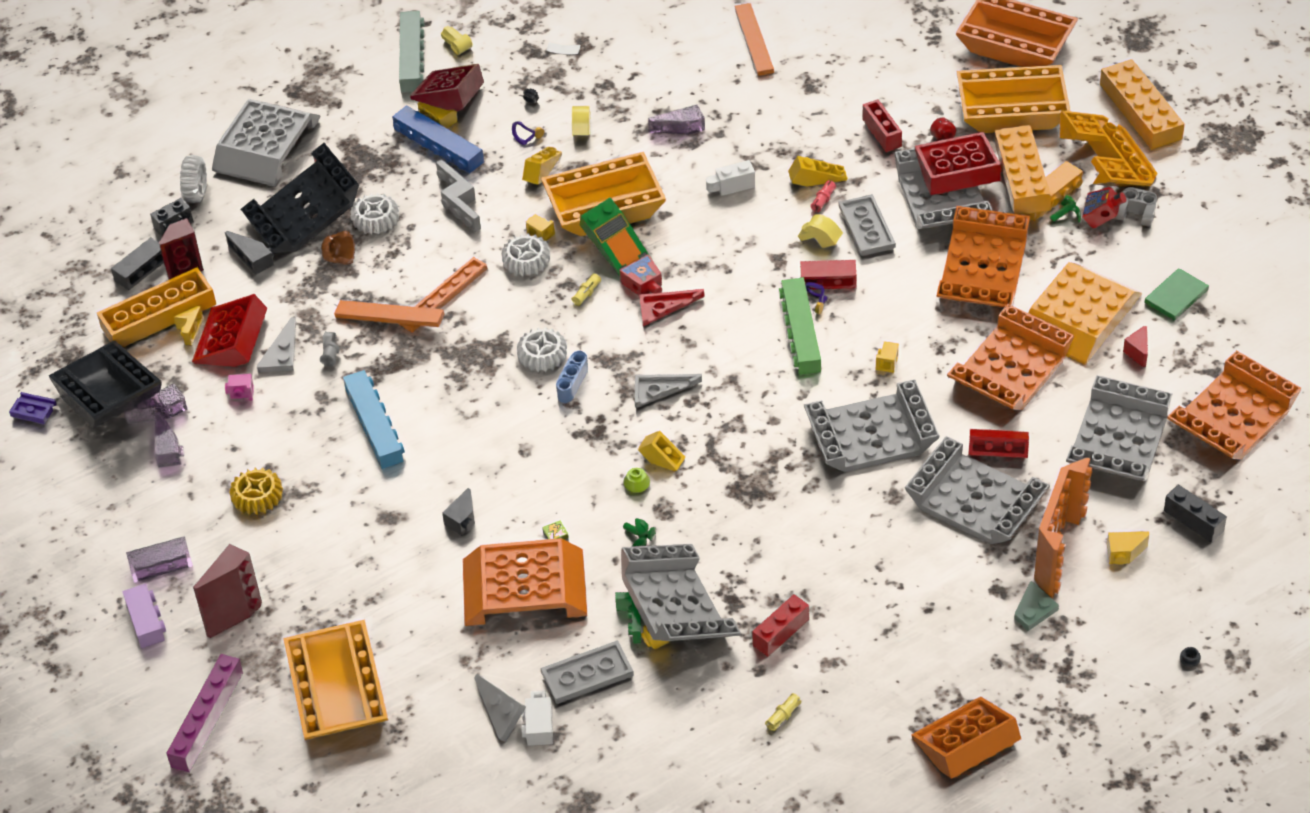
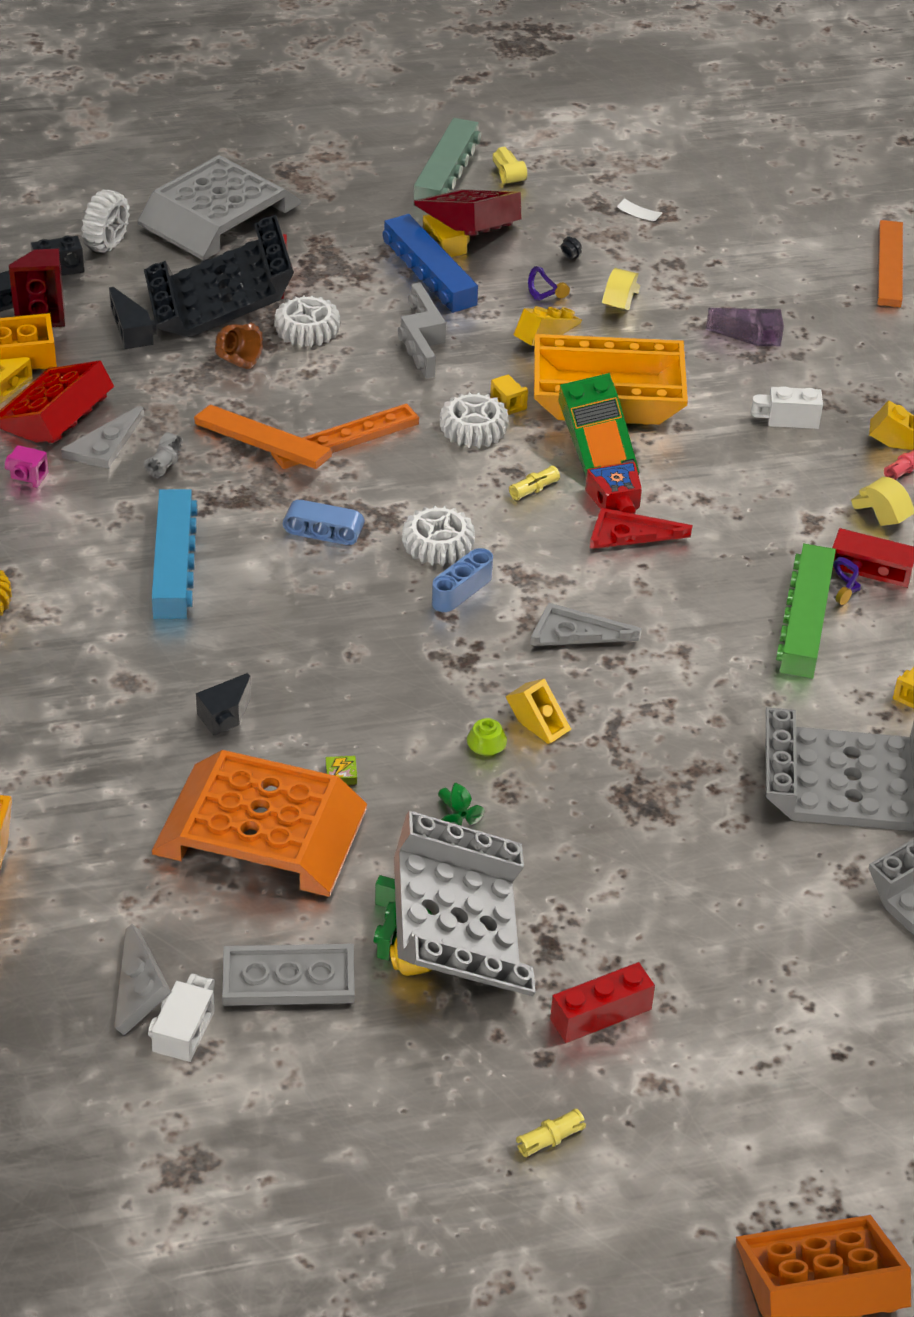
camera: 15 degrees right, 5 degrees down
(461, 364) = (323, 522): none -> medium blue beam

